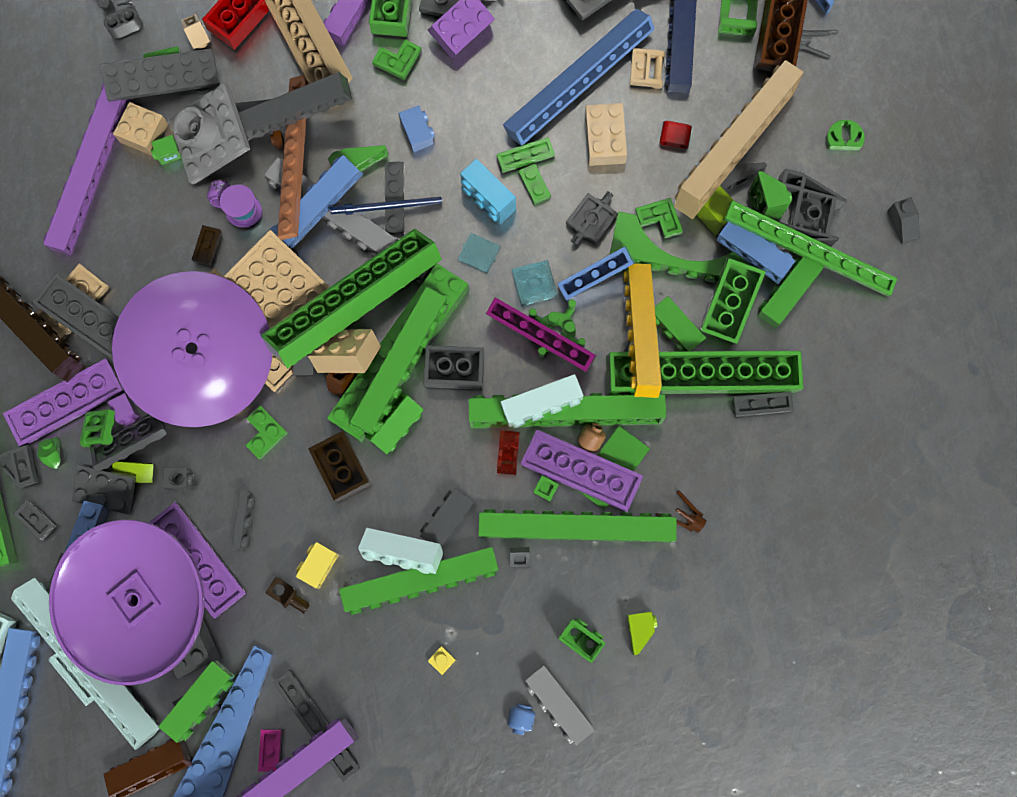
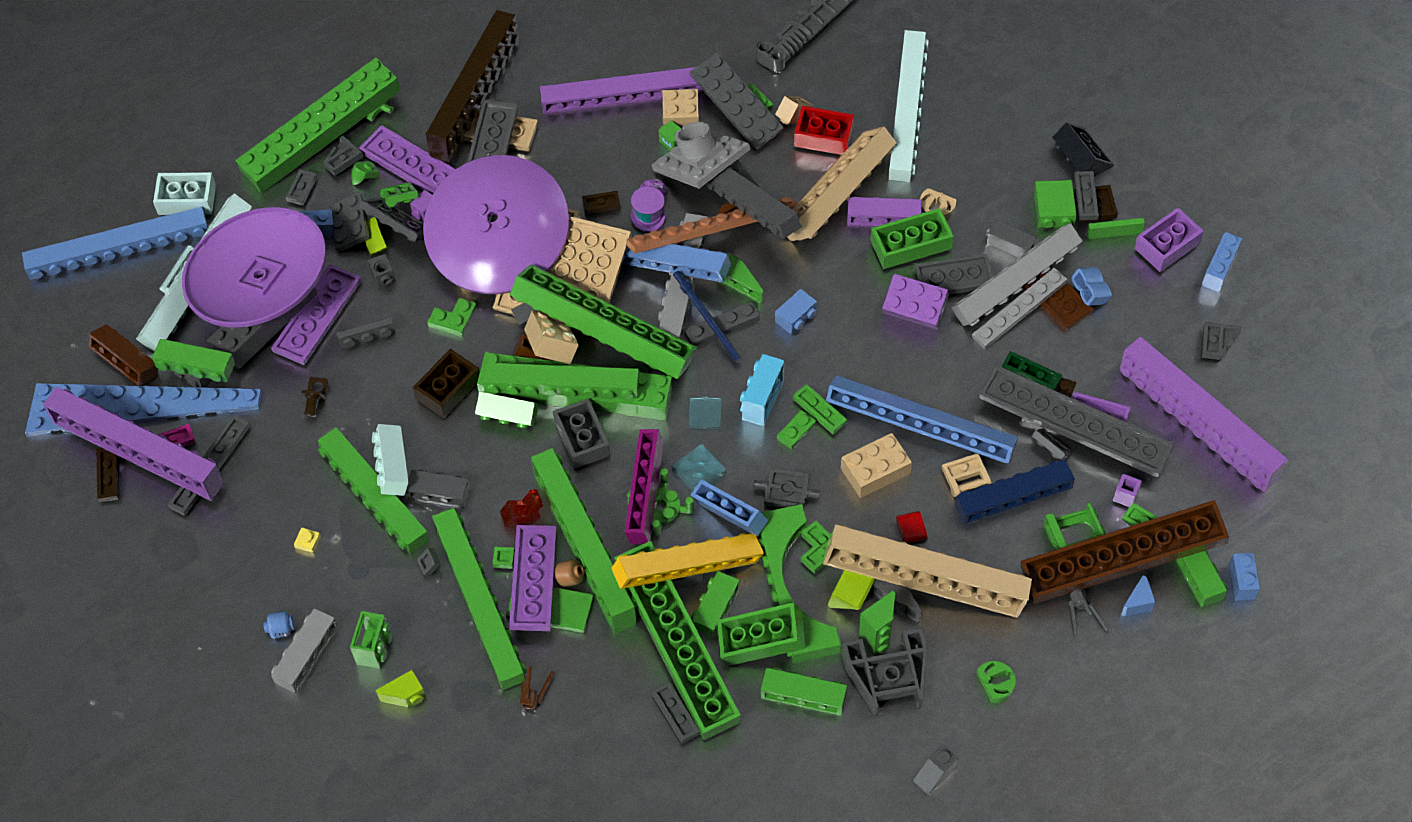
camera: 65 degrees right, 20 degrees down
(316, 565) = (351, 405): light yellow brick -> none
(399, 63) = (854, 274): bright green plate -> none
(541, 401) = (575, 503): light aqua brick -> none
(756, 251) = (822, 634): medium blue brick -> none
(809, 248) = (849, 683): bright green plate -> none

